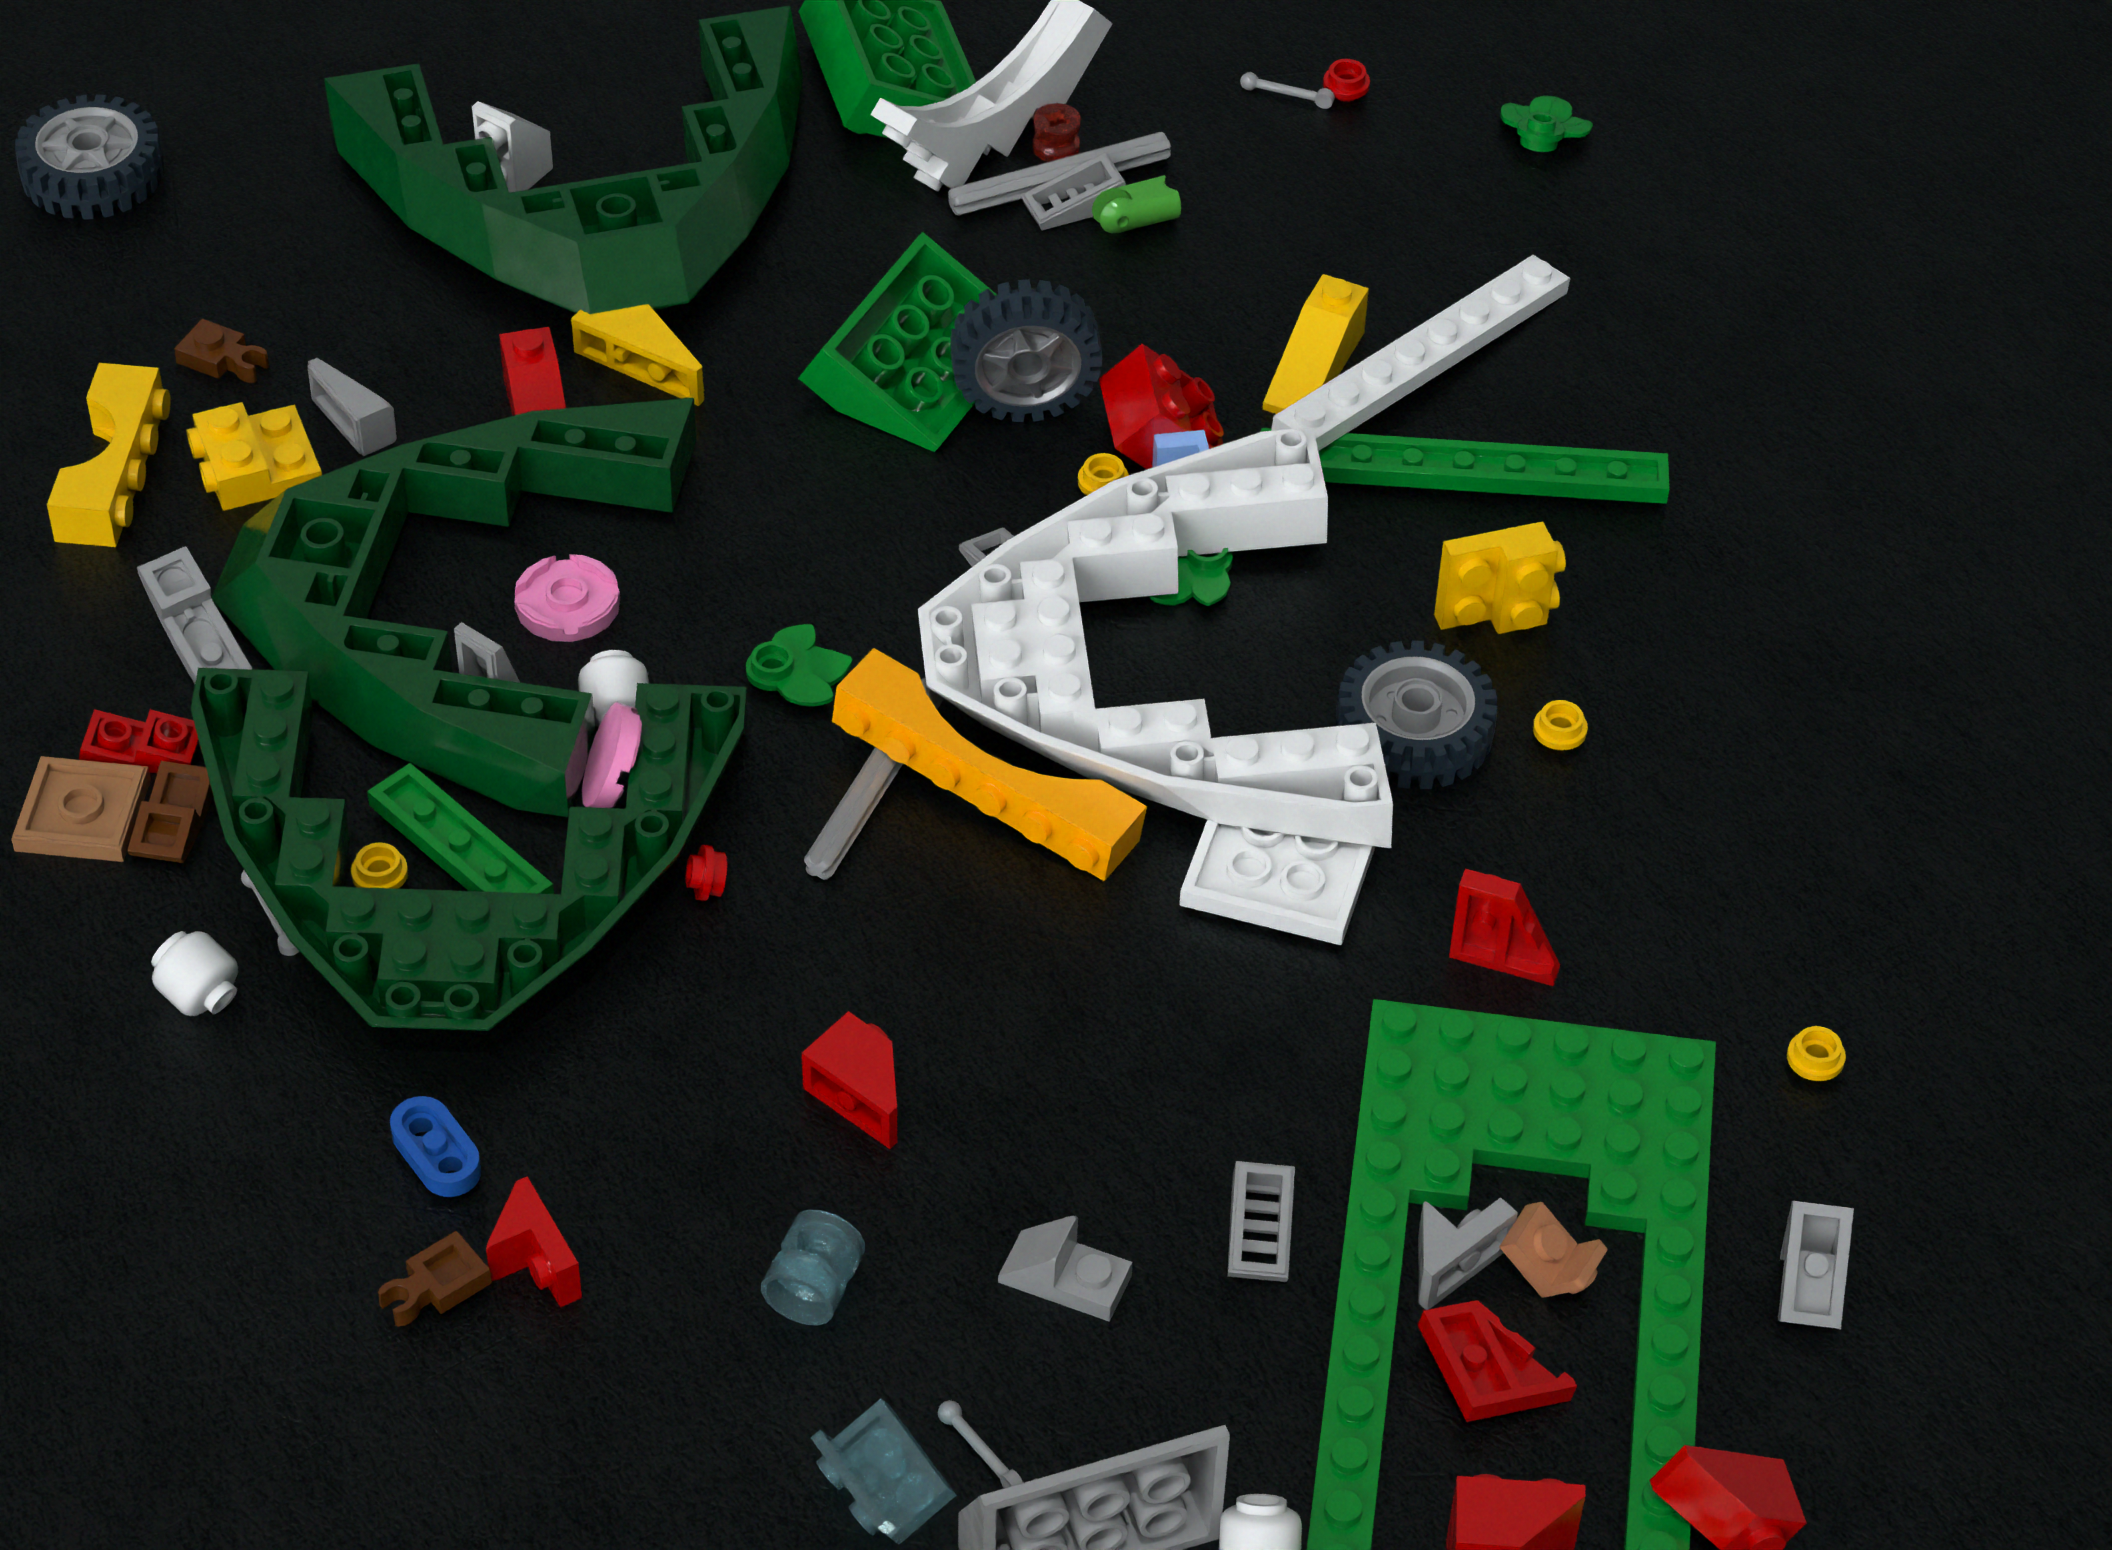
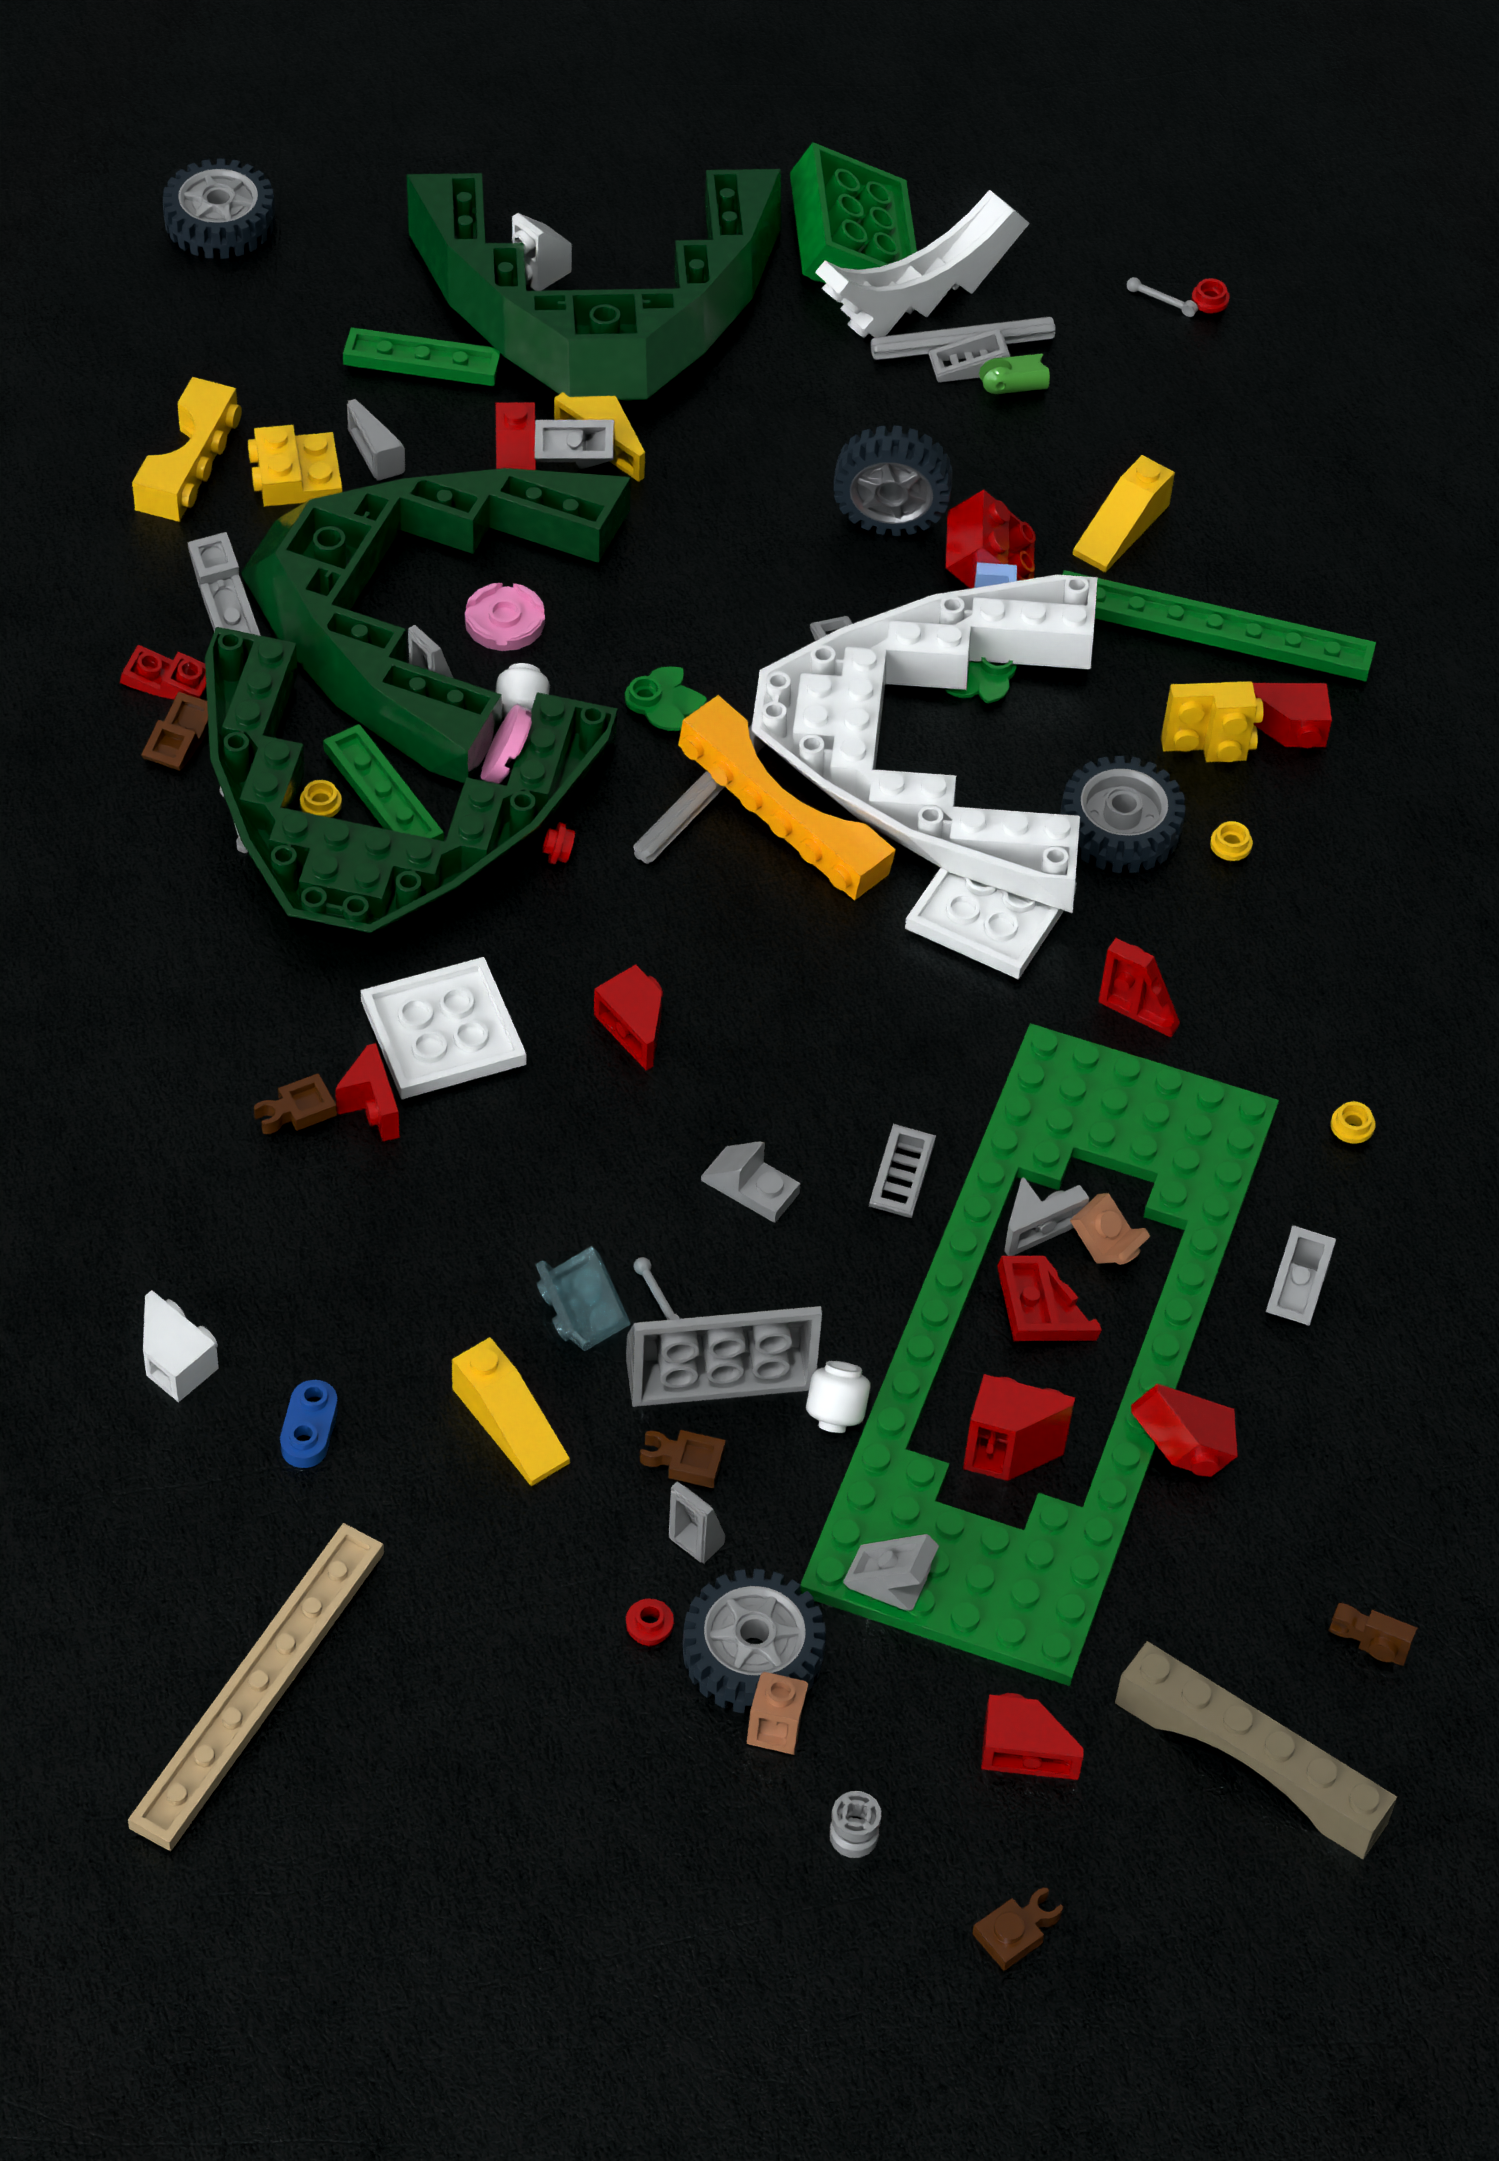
camera: 10 degrees right, 5 degrees up
(81, 809) = (114, 717): medium nougat tile -> none
(195, 973) = (171, 854): white head -> none
(216, 349) = (284, 379): reddish brown plate -> none
(388, 296) = (422, 356): none -> green plate
(439, 1150) = (318, 1014): blue plate -> none
(609, 1140) = (443, 1027): none -> white plate
(611, 365) = (574, 441): none -> light grey slope
(813, 1267) = (566, 1145): clear light blue wheel -> none
(895, 349) = (793, 463): green slope -> none
(1056, 131) = (968, 304): clear red wheel -> none
(1100, 471) = (931, 583): yellow plate -> none
(1425, 351) = (1208, 530): white plate -> none
(1544, 122) = (1360, 356): green plate -> none
(1600, 555) = (1295, 713): none -> red slope

